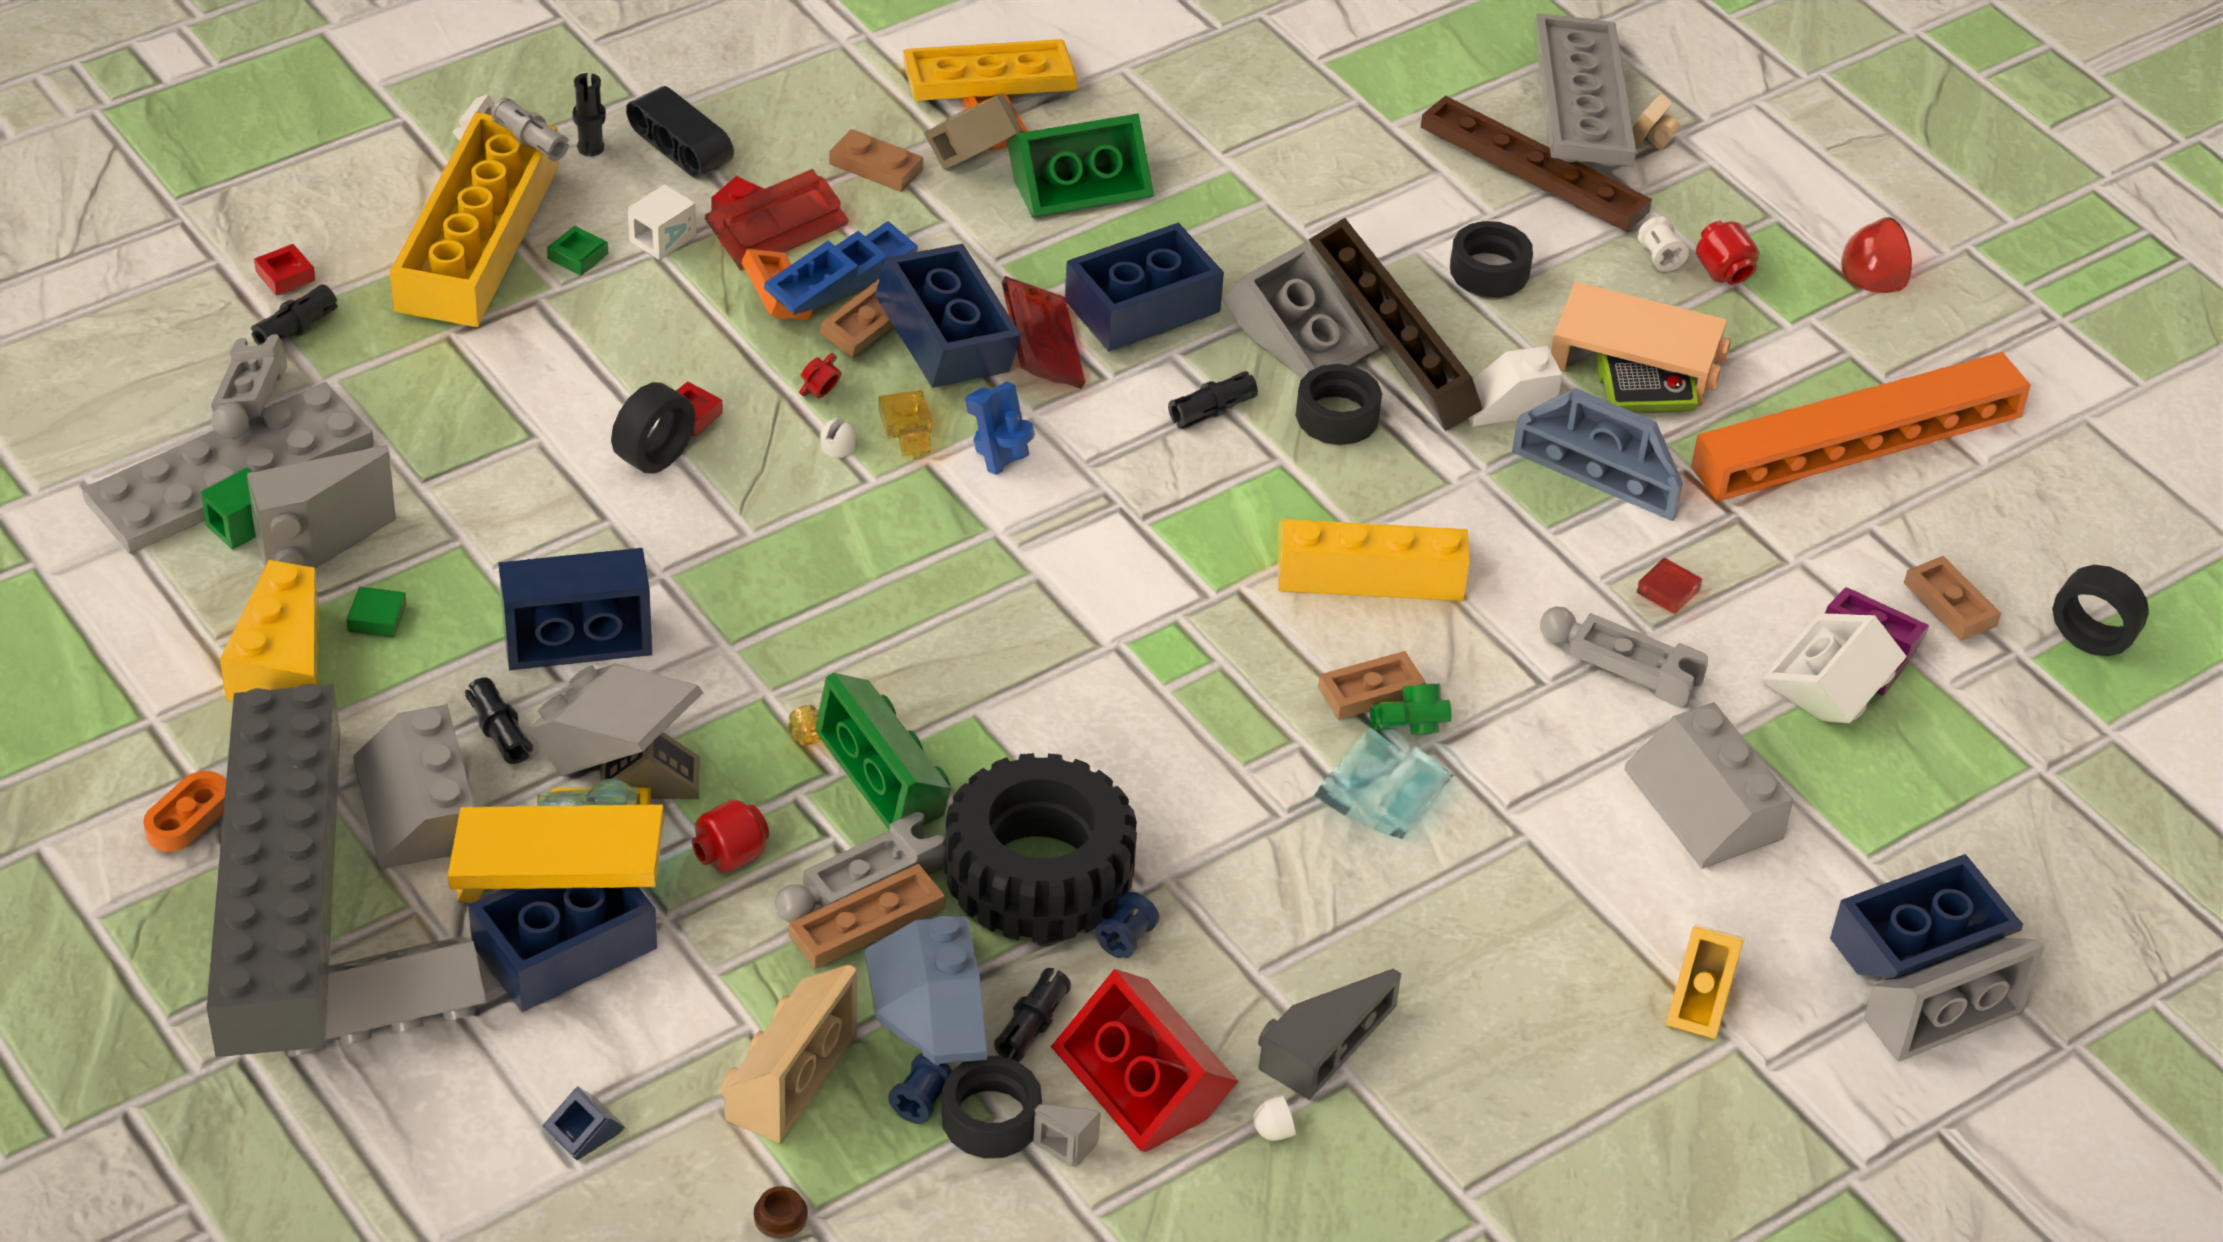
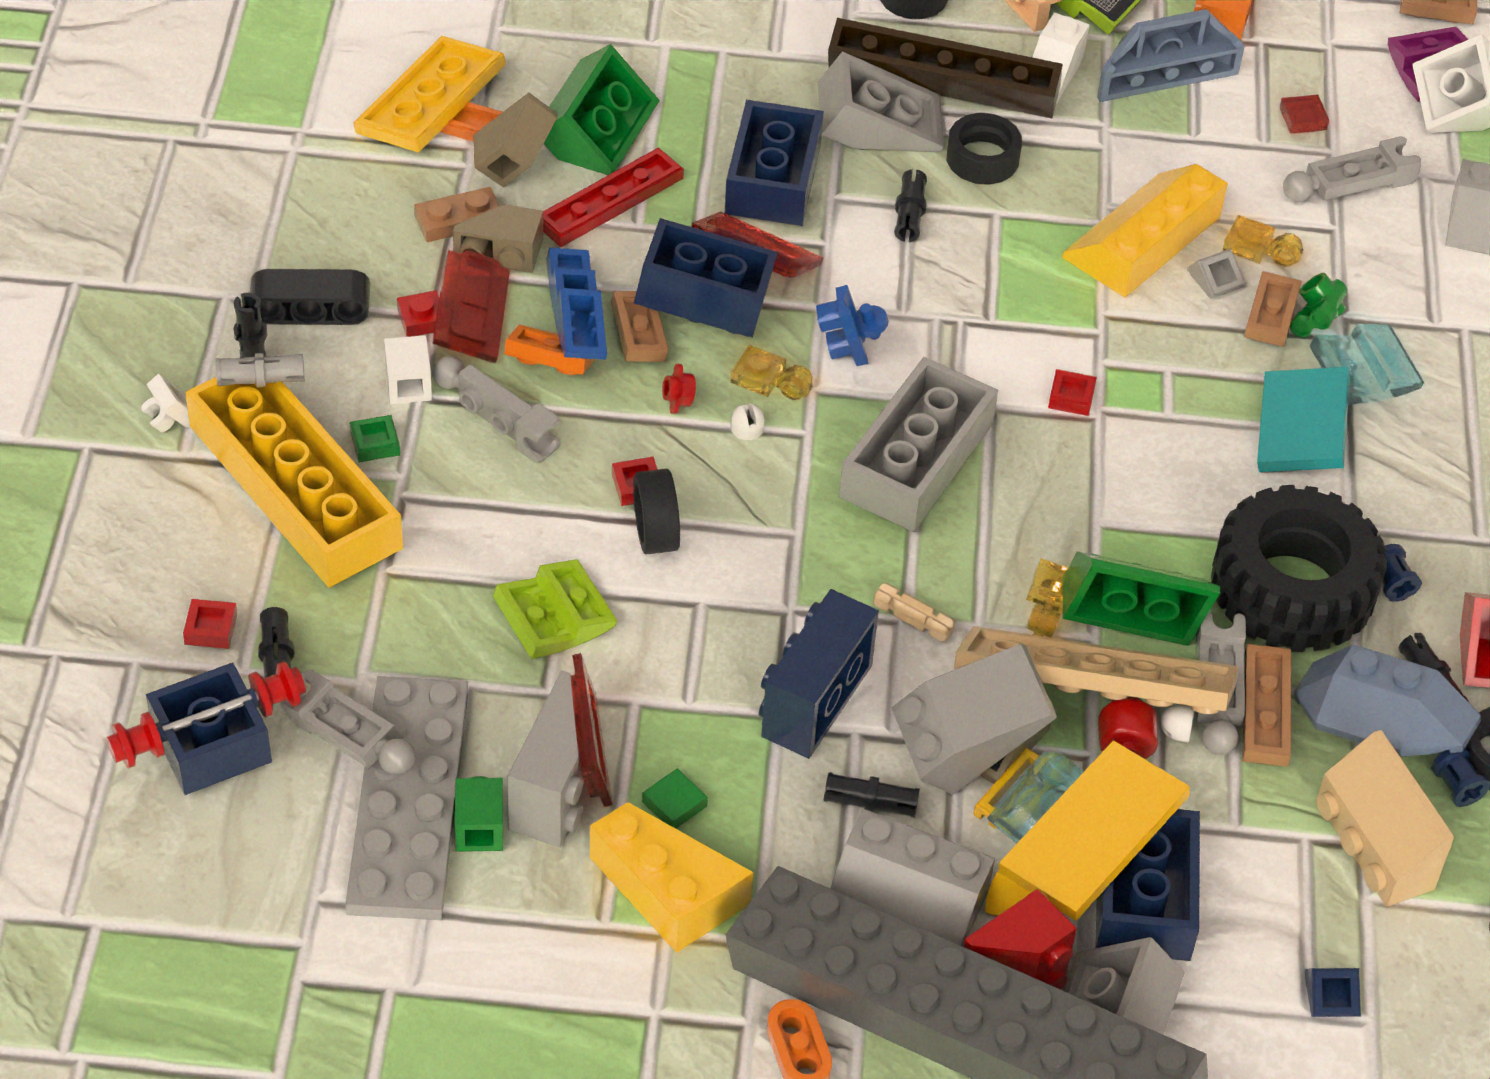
camera: 50 degrees left, 5 degrees up
(164, 314) = (209, 724): none -> dark blue brick
(380, 517) = (589, 733): none -> clear red piece
(393, 878) = (1029, 939): none -> red slope
(504, 440) = (554, 608): none -> lime slope
(675, 309) = (500, 408): none -> light grey plate
(732, 644) = (914, 612): none -> tan axle
(769, 777) = (1112, 670): none -> tan plate
(783, 869) = (1178, 722): none -> white hinge
(870, 191) = (503, 233): none -> dark tan slope
(913, 538) = (918, 444): none -> light grey brick
(1002, 228) = (610, 196): none -> red tile
(1111, 613) = (1072, 392): none -> red tile
(1249, 771) = (1303, 419): none -> teal tile
(1377, 630) = (1217, 274): none -> light grey slope
(1455, 633) = (1254, 239): none -> clear yellow plate

